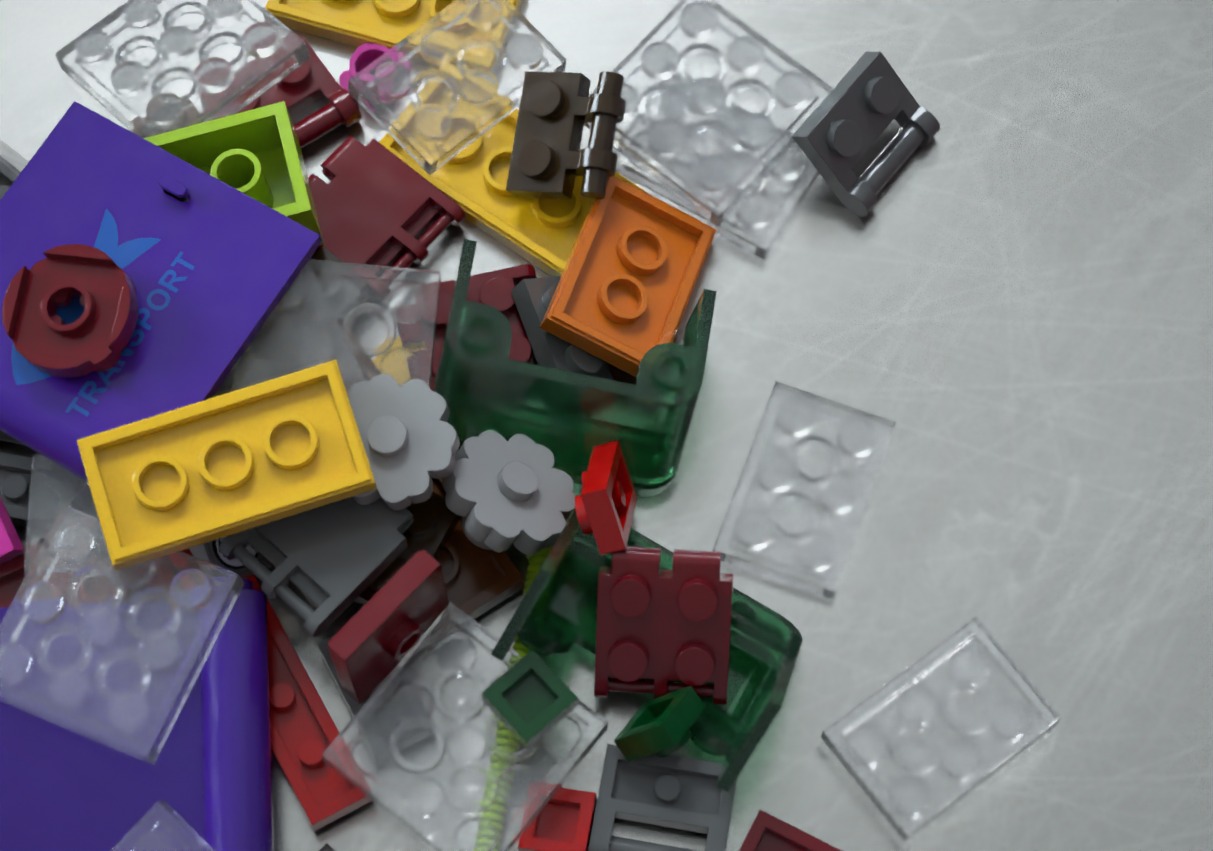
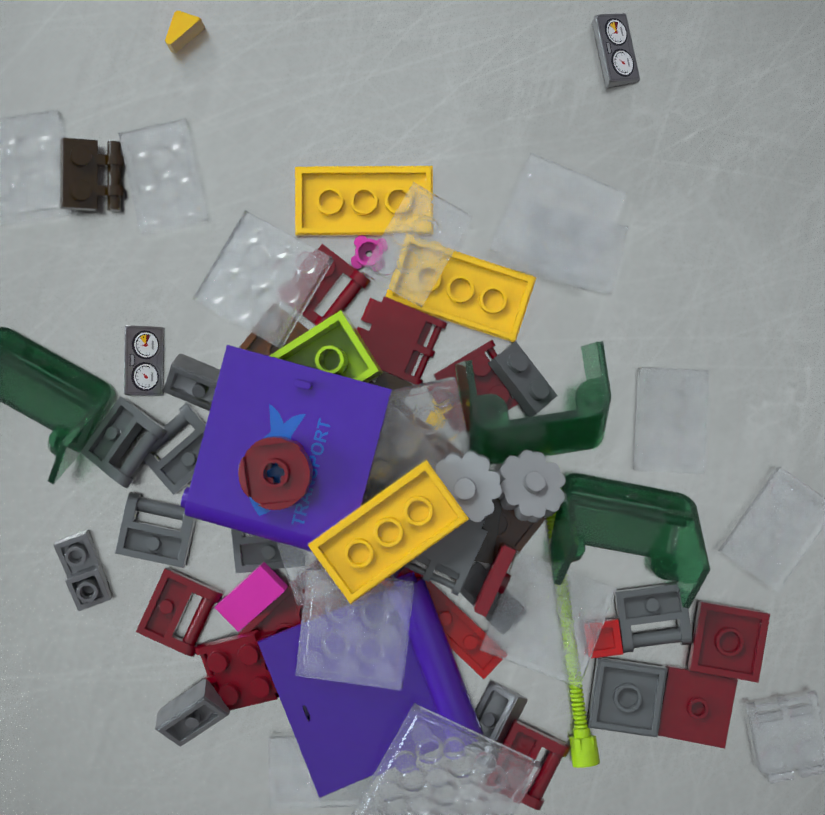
camera: 15 degrees left, 20 degrees up
(530, 699) = (577, 594): dark green plate -> none
(550, 135) = (481, 268): dark brown plate -> none
(607, 498) = (580, 468): red plate -> none
(628, 276) = (548, 336): orange tile -> none
(660, 725) = (641, 578): dark green plate -> none
(663, 624) = (628, 527): dark red plate -> none
(853, 120) = (640, 205): dark grey plate -> none

